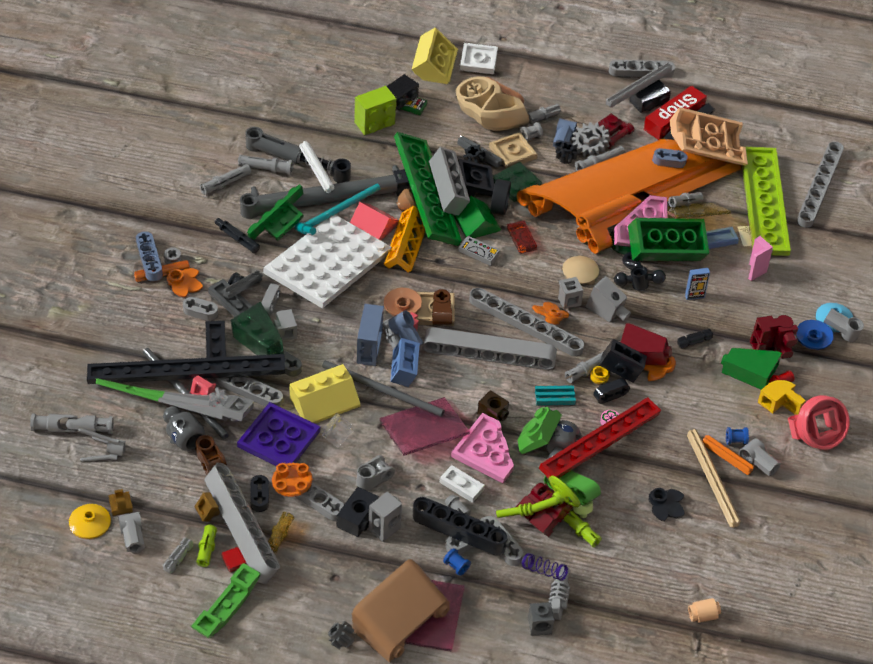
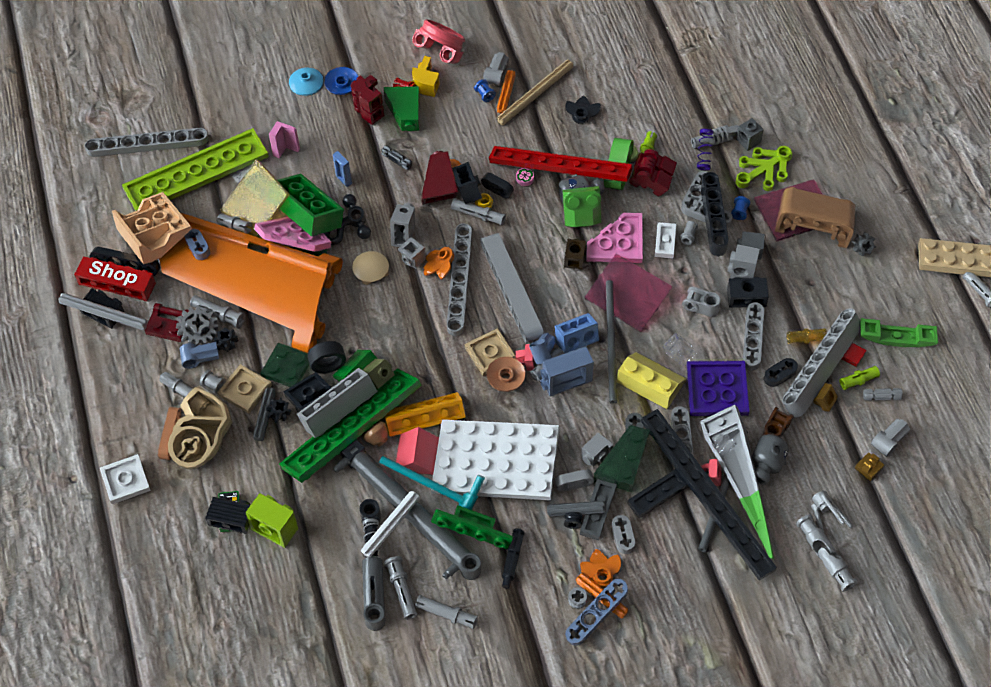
camera: 115 degrees left, 10 degrees up
(89, 527) = (899, 487): yellow dish -> none
(292, 479) = (757, 347): orange dish -> none
(407, 544) = (753, 240): none -> dark grey brick
(434, 57) = (149, 518): light yellow slope -> none
(441, 308) = (498, 335): reddish brown piece -> none
(462, 219) = (379, 371): none -> olive brick
(479, 250) = (397, 351): light grey tile -> none
(495, 616) = (764, 165): none -> lime plant
(522, 237) = (357, 329): clear red tile -> none
(555, 392) = (513, 216): teal tile -> none
(561, 494) = (648, 151): lime dish -> none
(616, 68) = (60, 335): light grey beam -> none
(704, 610) = (663, 49): light nougat brick -> none
(849, 327) = (318, 64): light grey piece -> none

